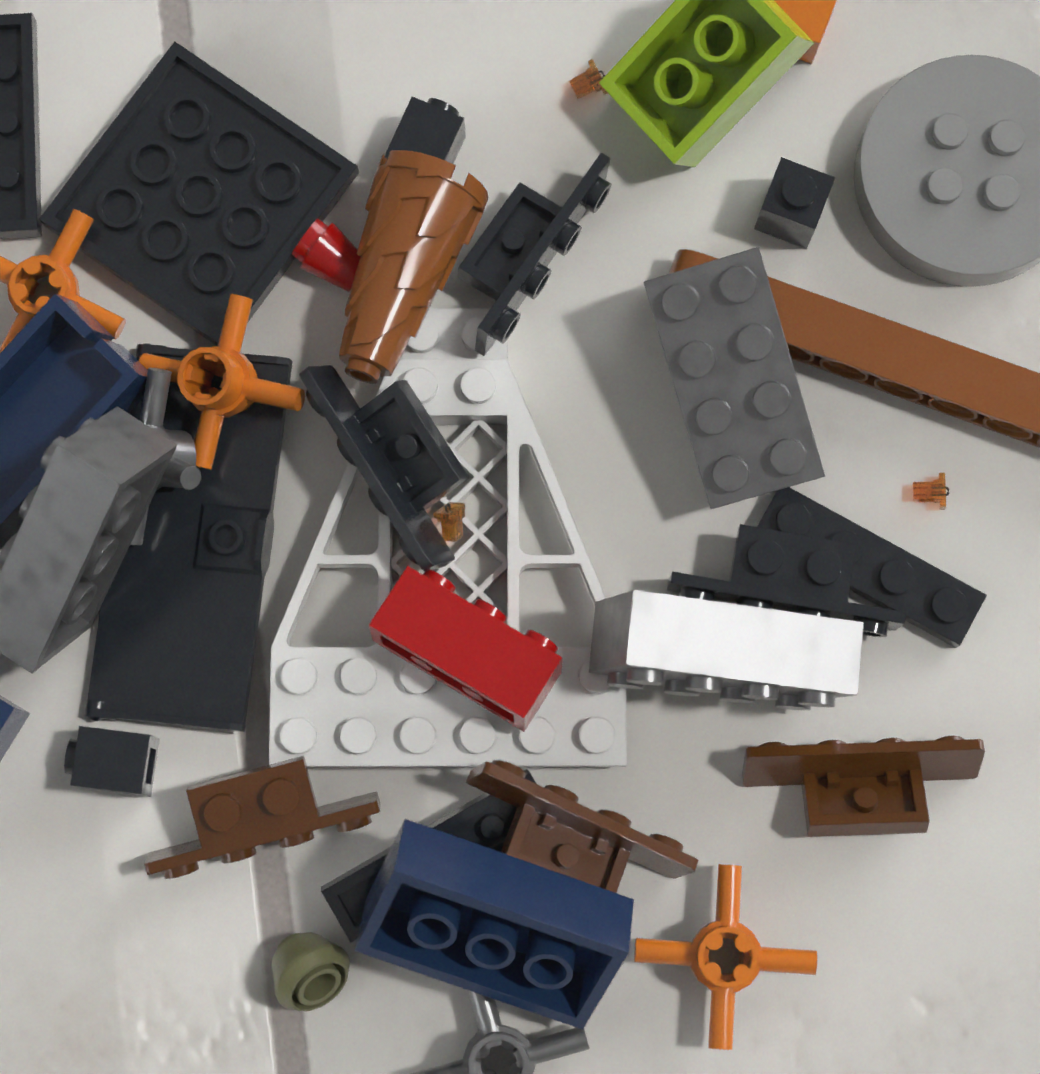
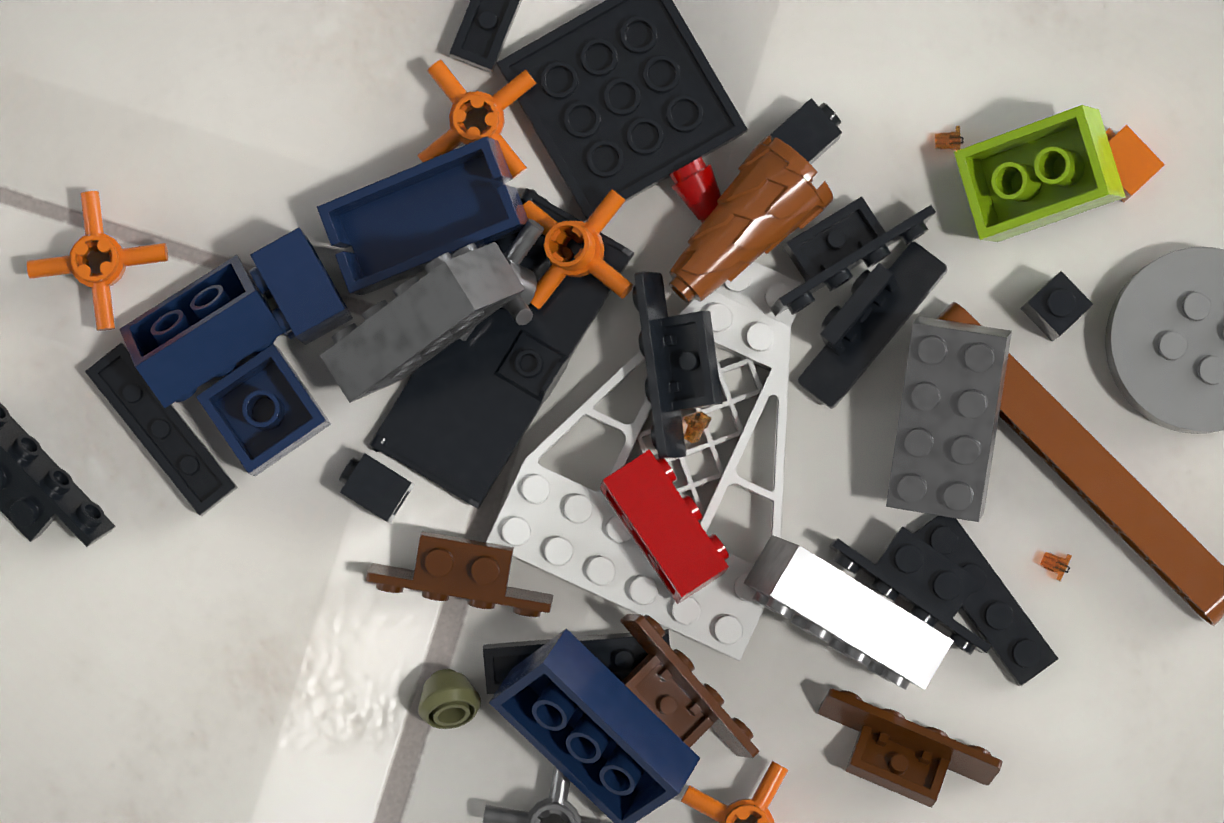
camera: 25 degrees right, 5 degrees up
(592, 316) = (869, 321): none -> black bracket

